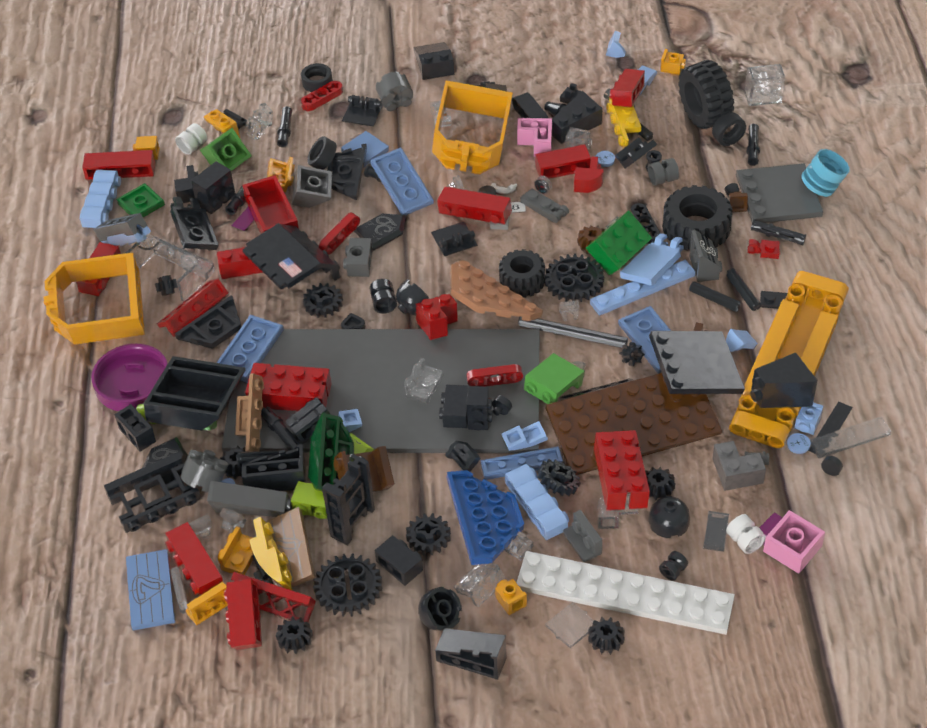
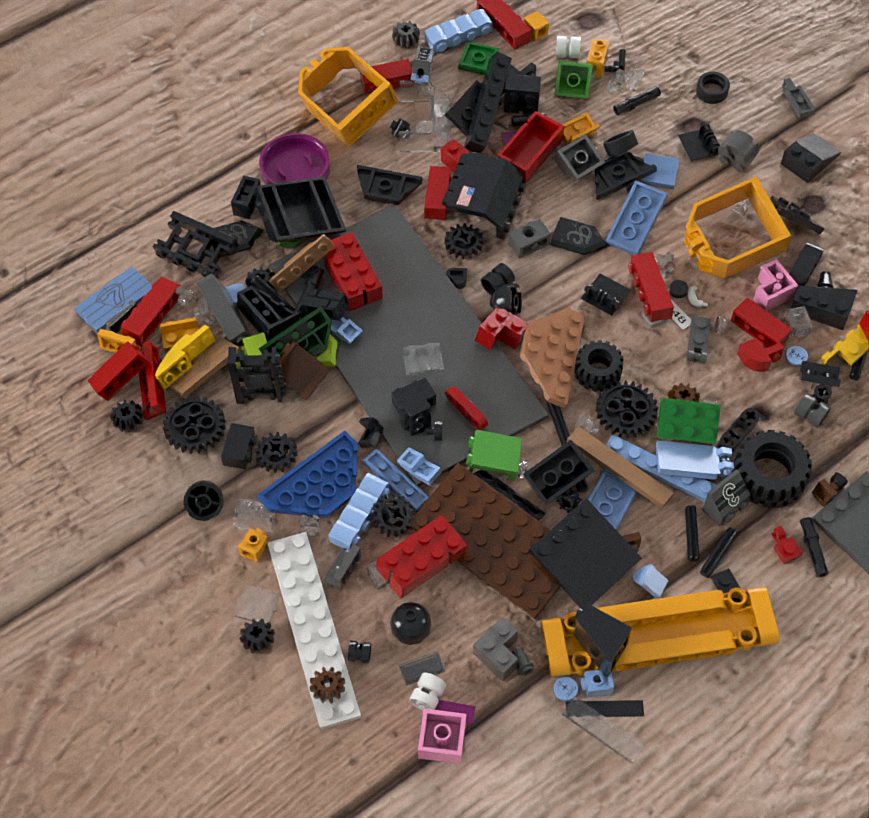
camera: 55 degrees right, 10 degrees up
(66, 234) = (405, 34): none -> dark grey gear
(194, 306) = (395, 160): red fence -> none
(202, 210) = (487, 103): none -> black brick
(202, 468) = (231, 264): dark grey brick -> none
(251, 344) = (379, 220): medium blue tile -> none
(257, 293) = (436, 188): none -> red brick
(331, 90) = (683, 105): red beam -> none
(345, 228) = (532, 209): red beam -> none
(374, 38) = (797, 99): none -> dark grey hinge
(473, 651) = (181, 546): wedge -> none
(569, 93) = (857, 283): black tile -> none
(607, 344) = (558, 472): none -> black slope
(625, 307) = (621, 467): none -> medium nougat tile
(660, 482) = (439, 588): black gear -> none
(696, 598) = (319, 681): none -> reddish brown gear
(831, 465) = (555, 729): black tile -> none

